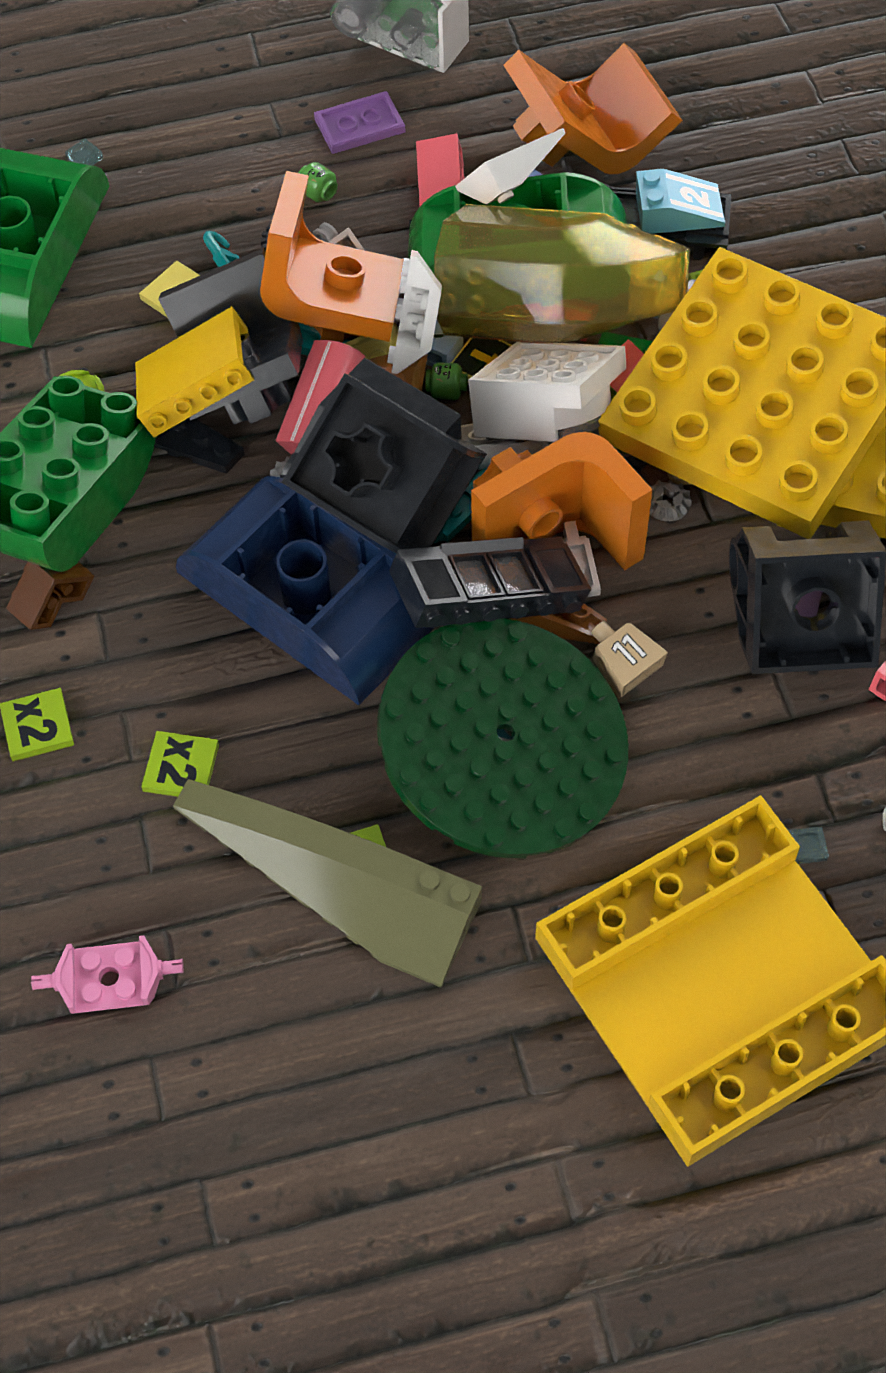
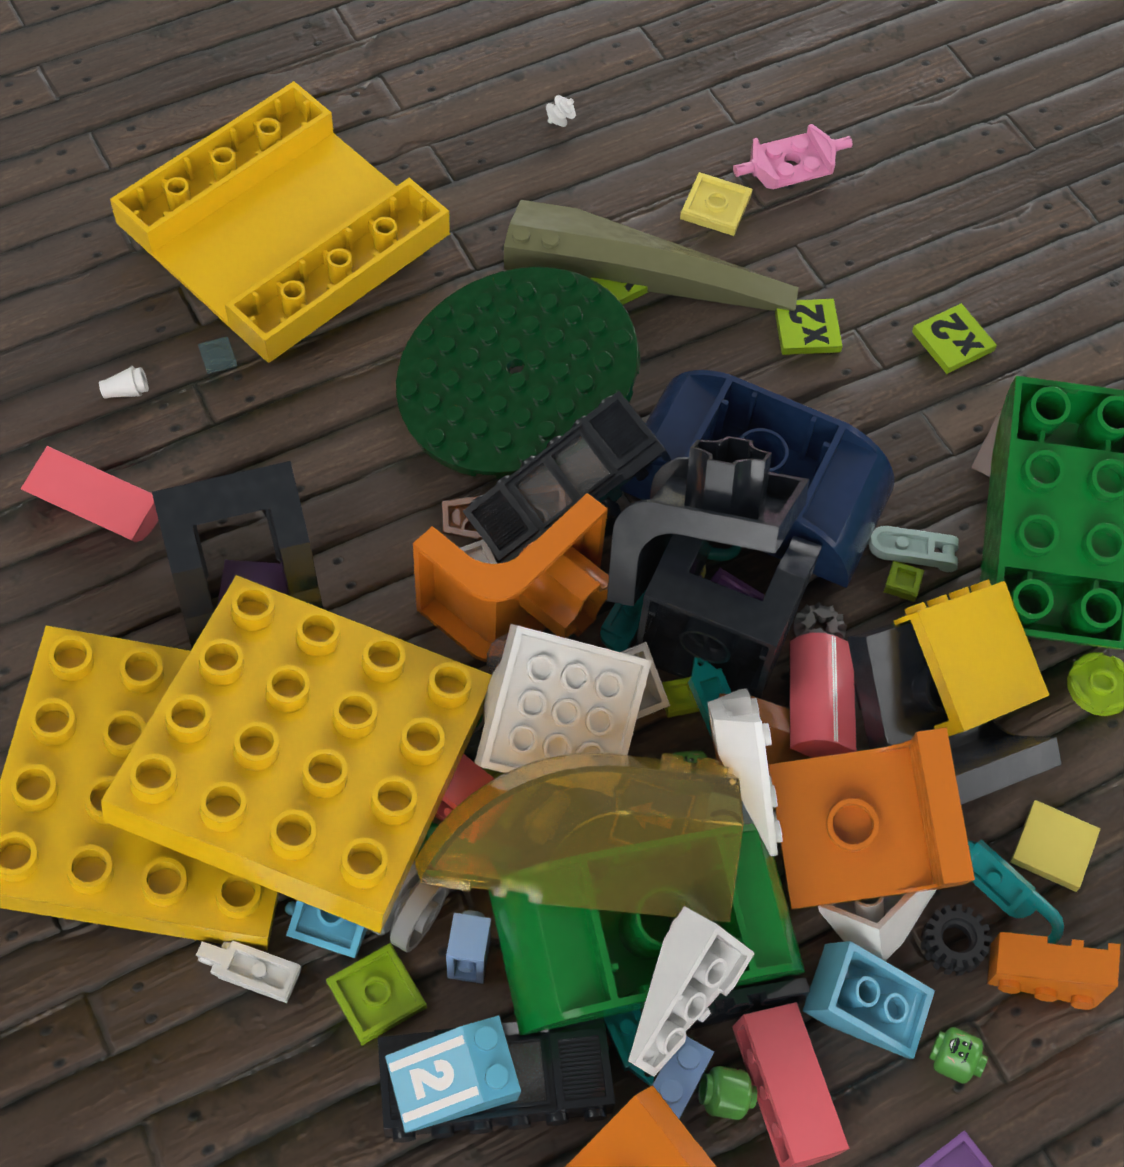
camera: 160 degrees right, 0 degrees up
(175, 523) = (915, 547): none -> light aqua plate
(201, 503) = (903, 581): none -> lime tile
(218, 938) = (716, 204): none -> light yellow tile
(223, 208) = (1053, 970): none -> orange wedge
(325, 232) = (911, 963): light grey bush -> none
(361, 1097) = (562, 109): none -> white wheel
(373, 218) = (868, 998): none -> medium azure slope
(626, 656) = (414, 482): tan torso -> none

